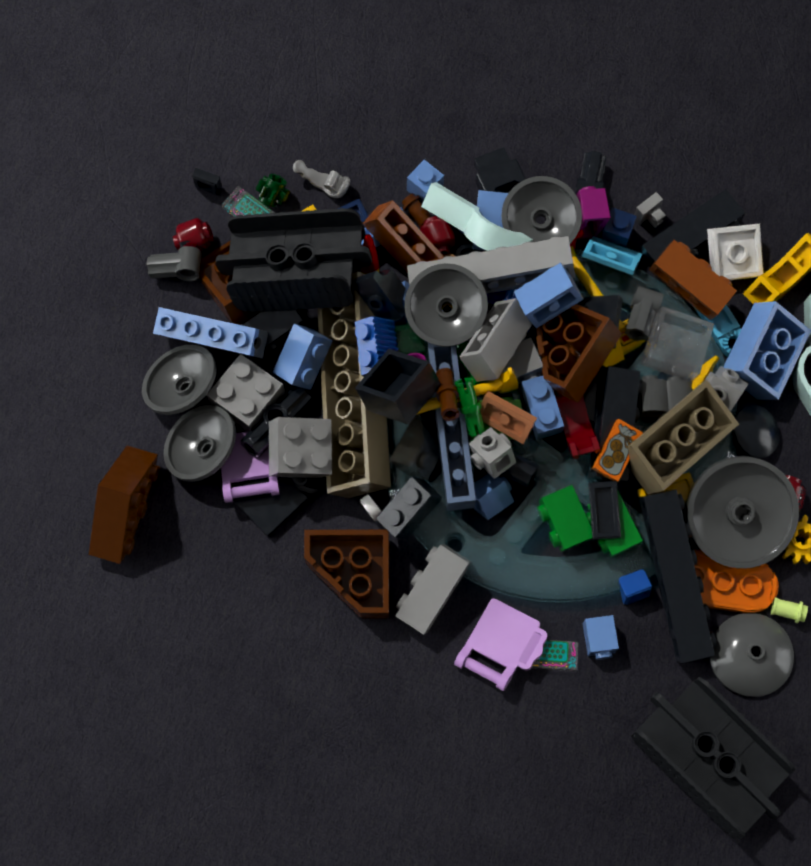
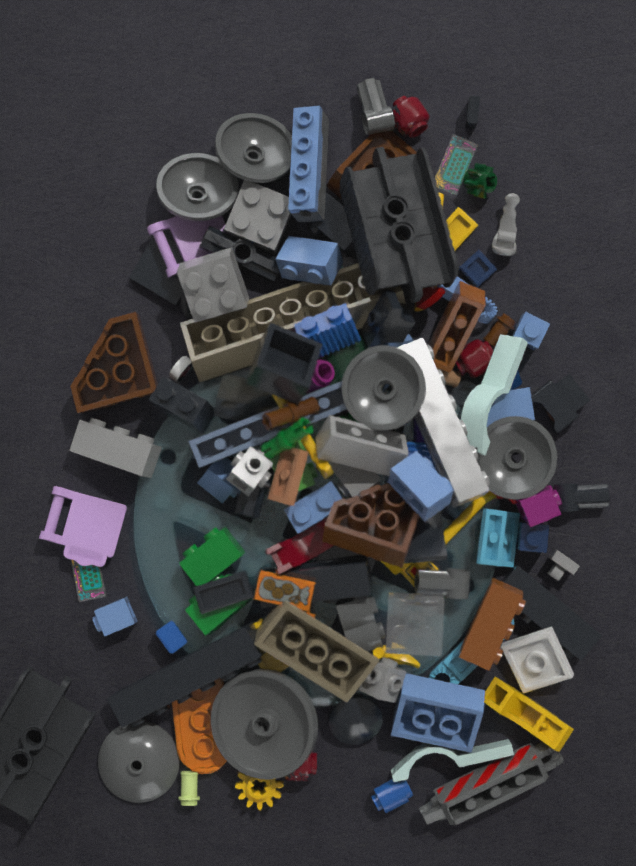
camera: 80 degrees right, 15 degrees up
(122, 503) = (119, 131): reddish brown brick -> none

